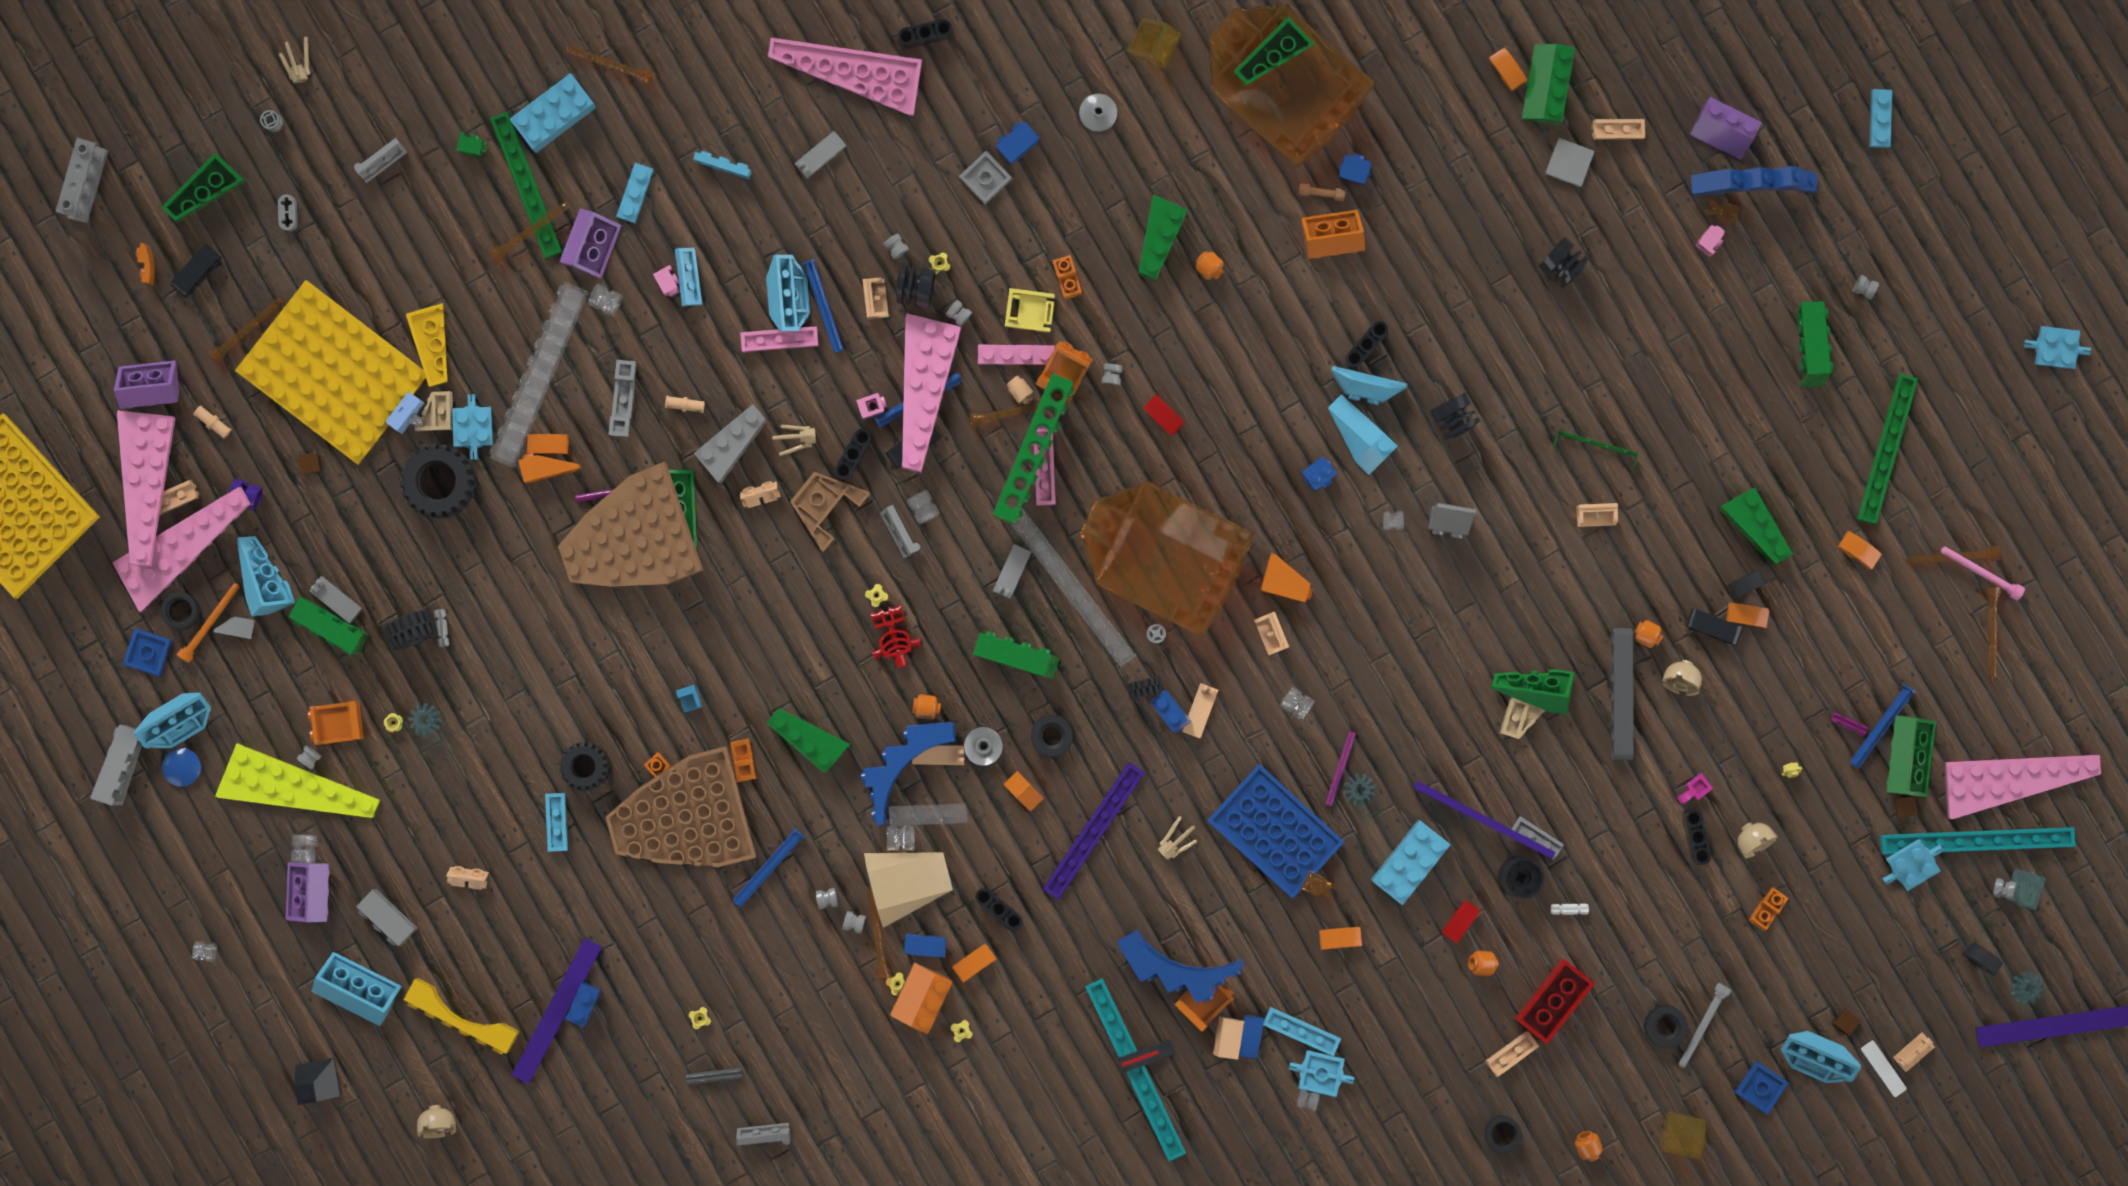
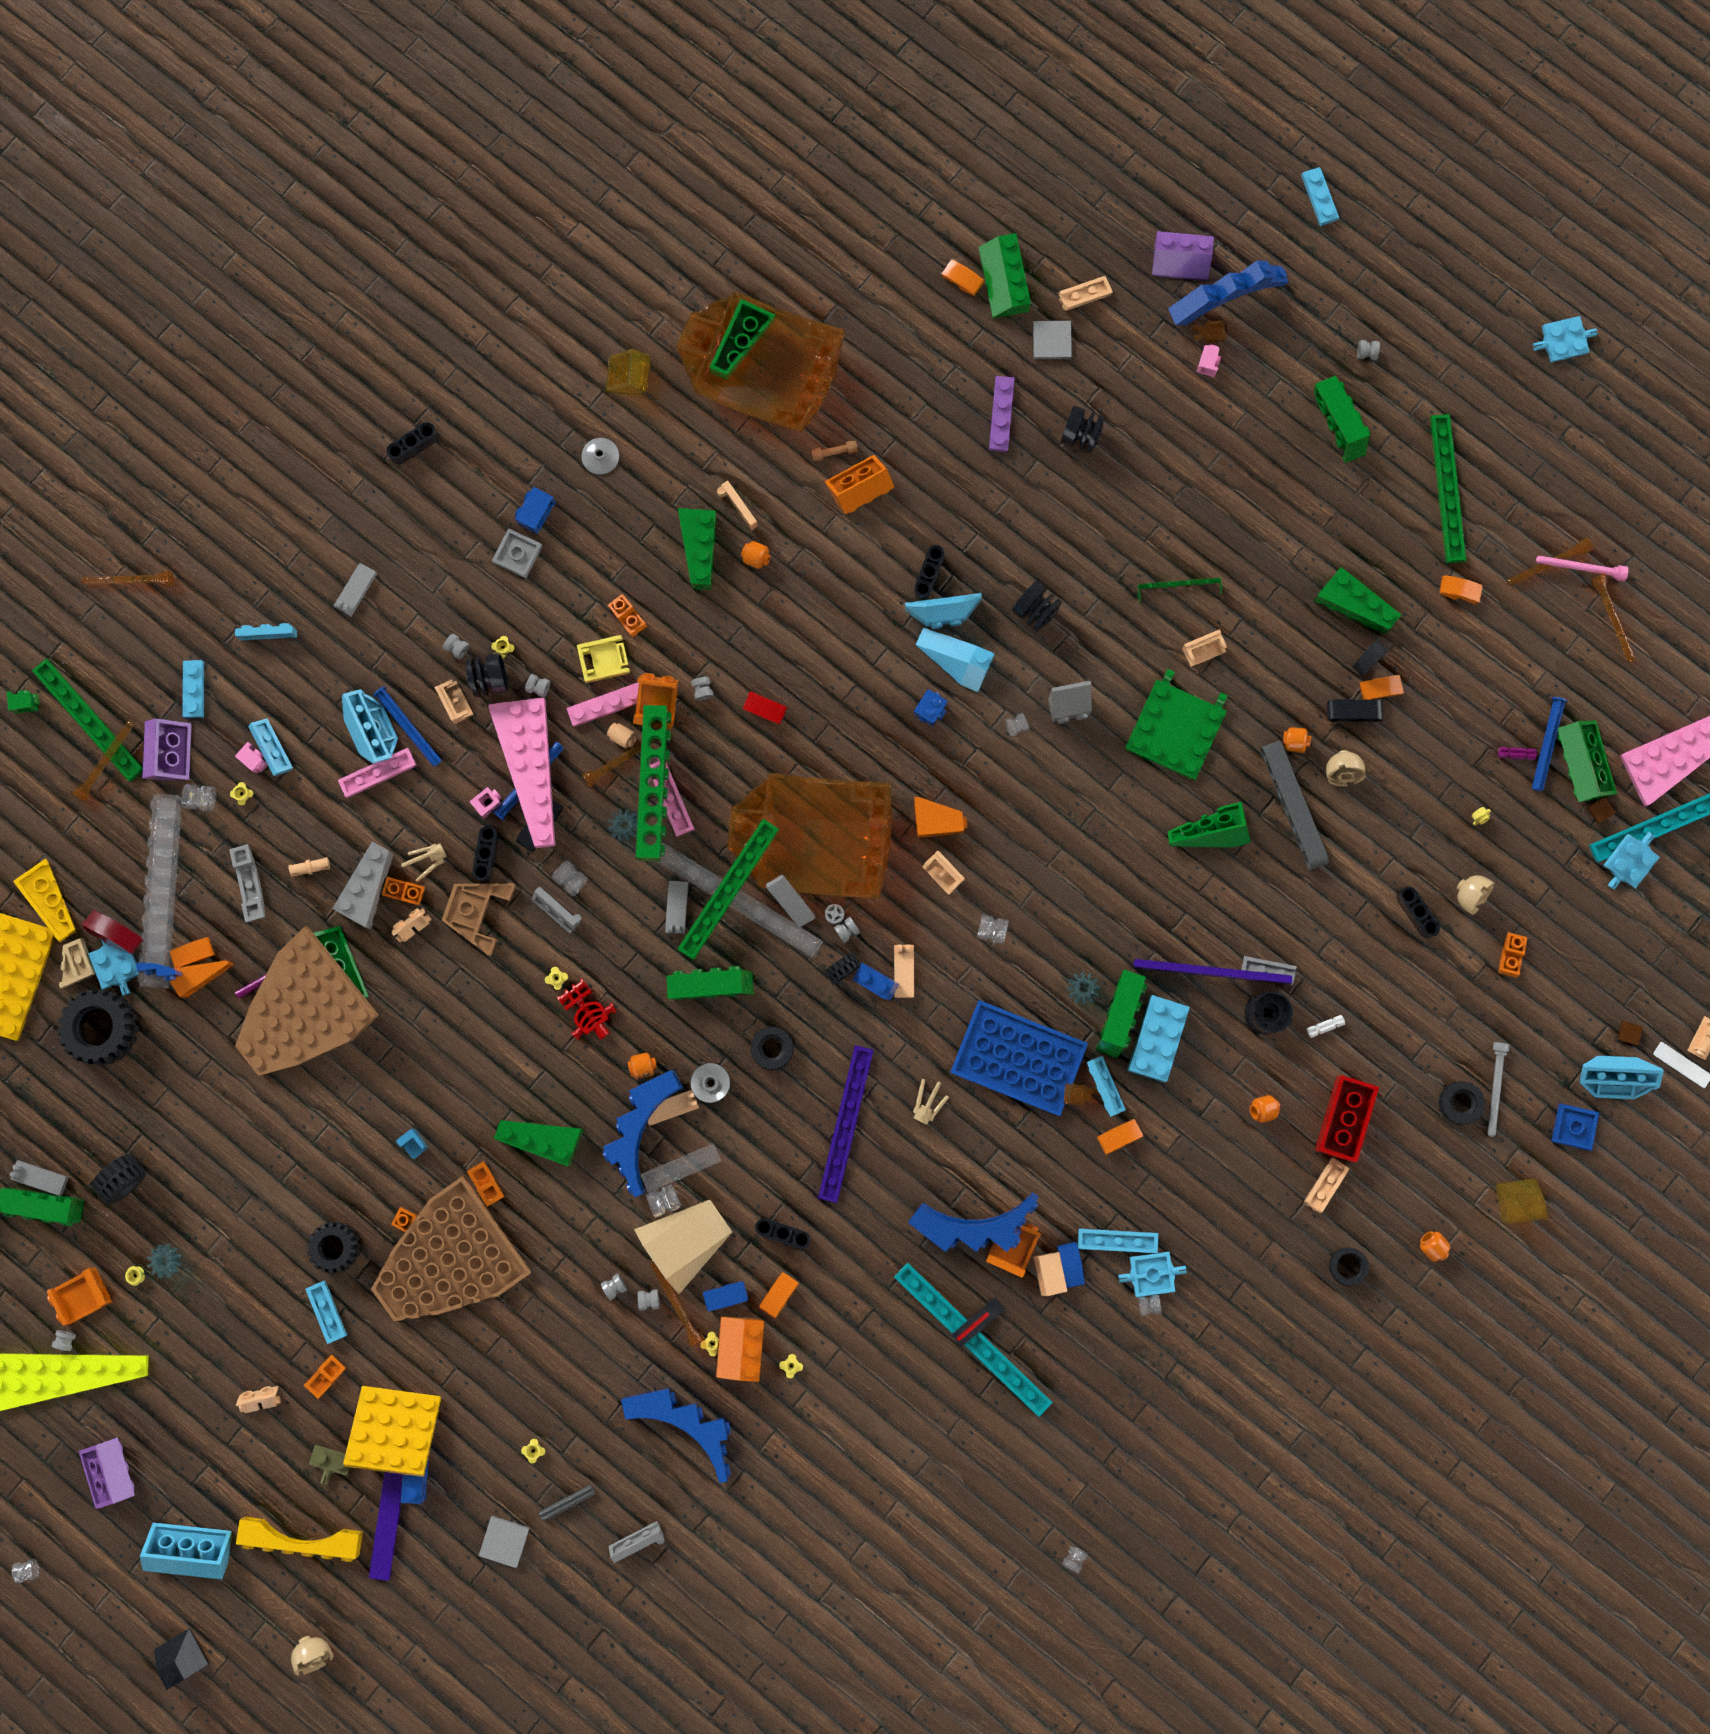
camera: 15 degrees left, 5 degrees down
(303, 855) = (91, 1438): clear wheel -> none
(386, 918) = (192, 1469): light grey brick -> none
(406, 413) = (46, 974): light blue piece -> none
(441, 626) = (150, 1166): light grey axle -> none
(481, 398) = (111, 932): none -> dark red slope
(513, 958) = (329, 1461): none -> olive plate
(519, 454) = (161, 971): none -> blue slope
(534, 880) = (324, 1377): none -> orange slope
(553, 113) = (89, 643): medium azure brick -> none
(580, 952) = (392, 1431): none -> yellow plate
(644, 1089) = (504, 1541): none -> light grey tile
(645, 315) = (235, 793): none -> light yellow plate
(763, 459) = (403, 891): none -> orange slope
(768, 867) = (546, 1278): blue axle -> none
(864, 1063) = (688, 1417): none -> blue arch
(872, 75) = (382, 498): bright pink wing -> none
(996, 472) = (619, 831): none -> clear light blue gear
(1023, 791) = (765, 1111): orange slope -> none
(1066, 575) = (728, 889): none -> green tile
(1120, 607) = (790, 901): none -> light grey tile
(1157, 653) = (846, 930): none -> light grey wheel
(1206, 192) = (727, 489): none -> light nougat hinge
(1340, 768) = (1057, 975): magenta bar -> none
(1345, 887) = (1106, 1086): none -> medium azure plate
(1355, 169) = (857, 418): blue head -> none
(1385, 827) = (1121, 1014): none -> green wedge
(1460, 921) = (1228, 1077): red slope -> none
(1493, 216) = (1001, 414): none -> medium lavender plate
(1519, 718) = (1207, 863): tan wing -> none
(1540, 580) = (1176, 728): none -> green plate
(1696, 788) = (1399, 866): dark pink plate -> none

